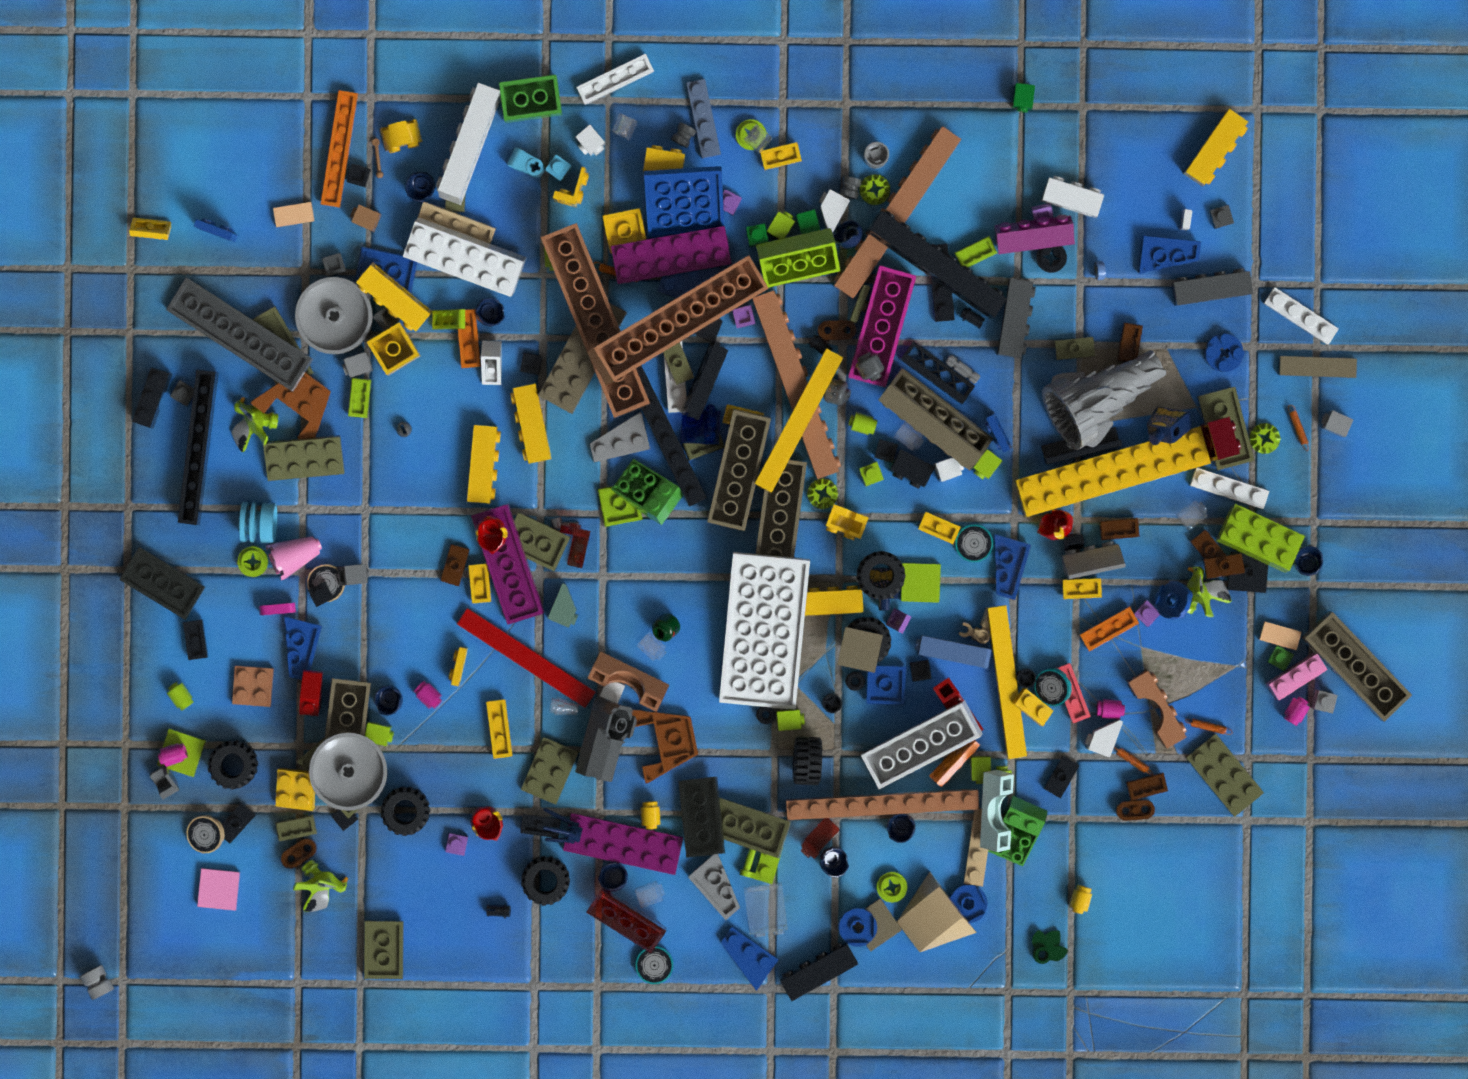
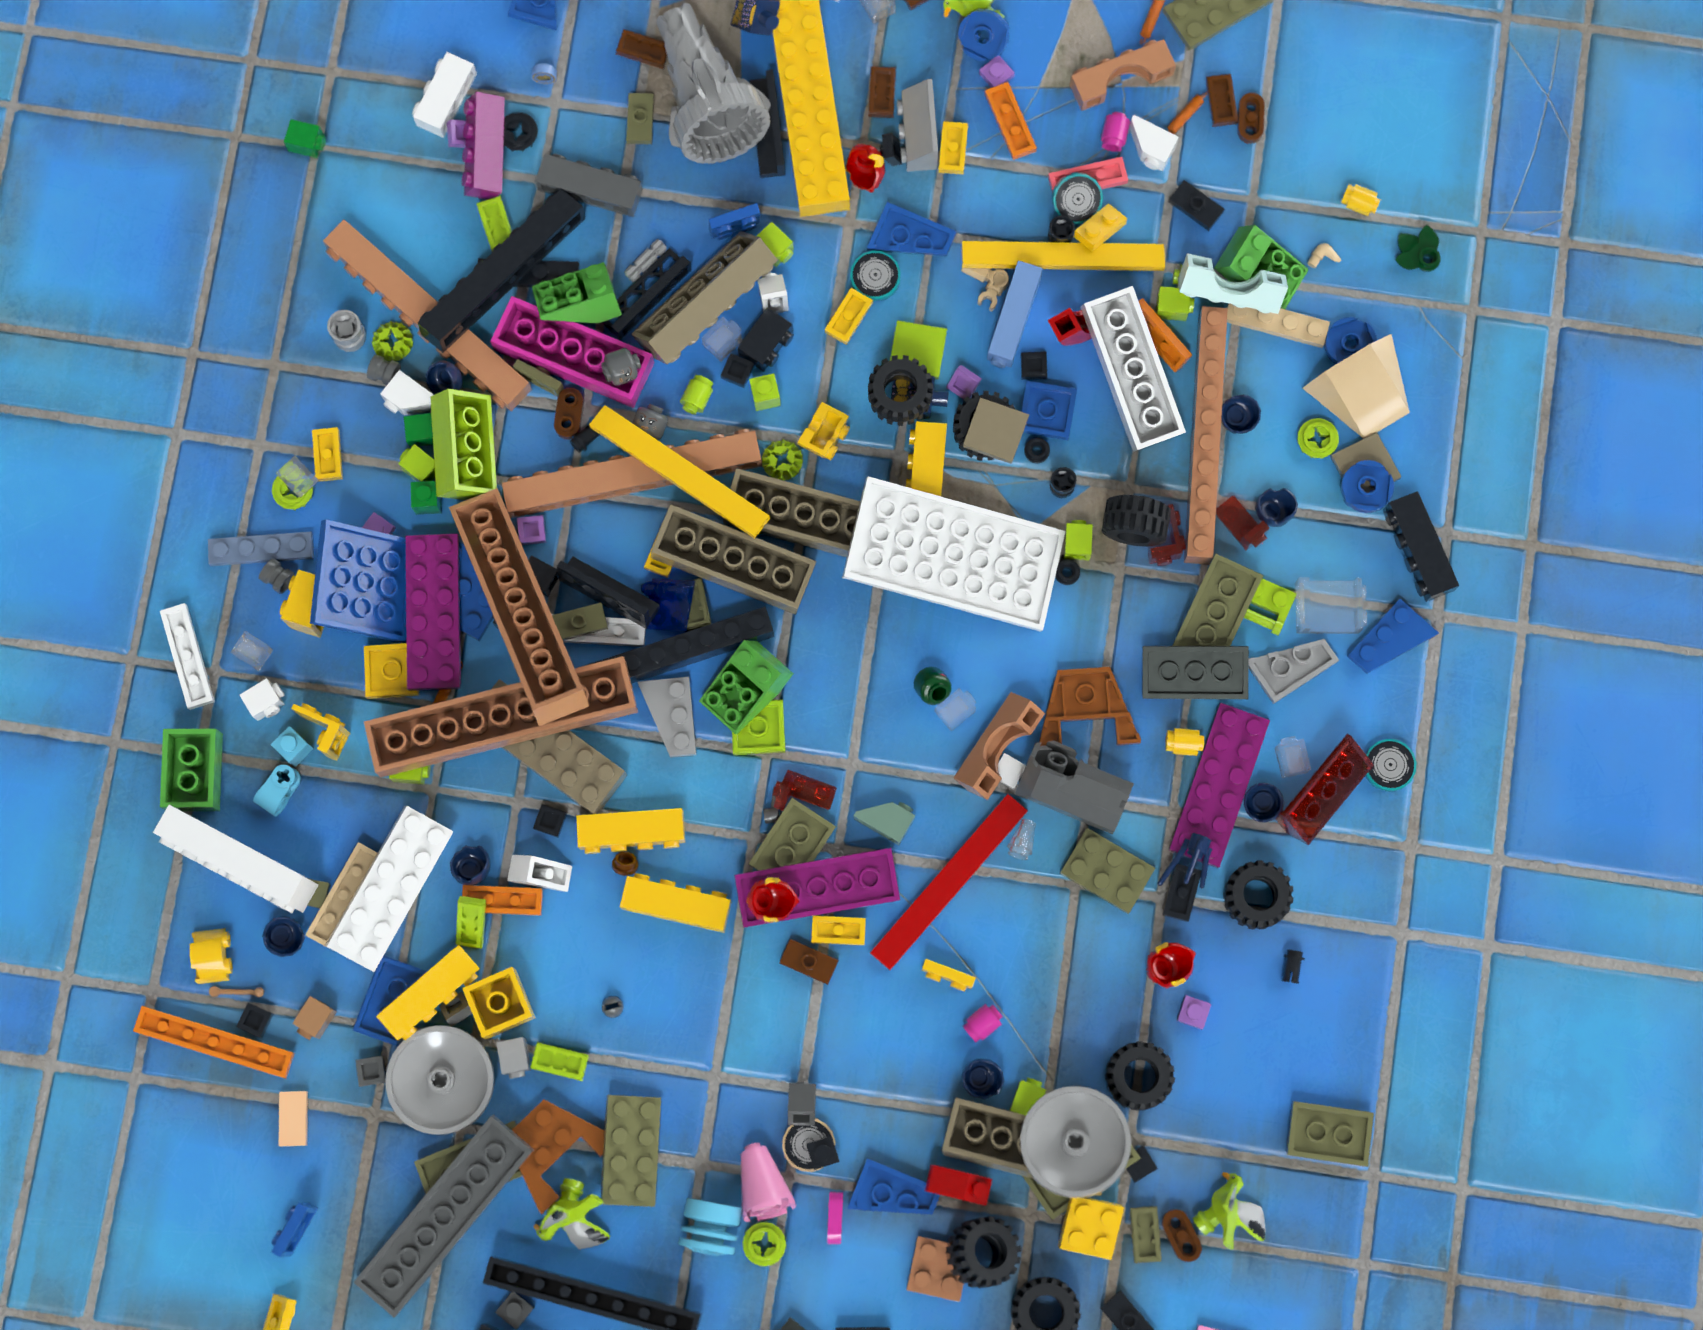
camera: 85 degrees left, 10 degrees down
(268, 730) = (1003, 1252): none -> black tyre
(499, 729) = (1041, 931): yellow plate -> none
(506, 423) = (625, 863): none -> reddish brown plate
(786, 784) = (1165, 554): none -> clear red bracket
(923, 324) = (578, 296): none -> bright green slope
(972, 317) = (579, 239): black pin -> none
(1038, 874) = (1321, 251): none -> tan animal

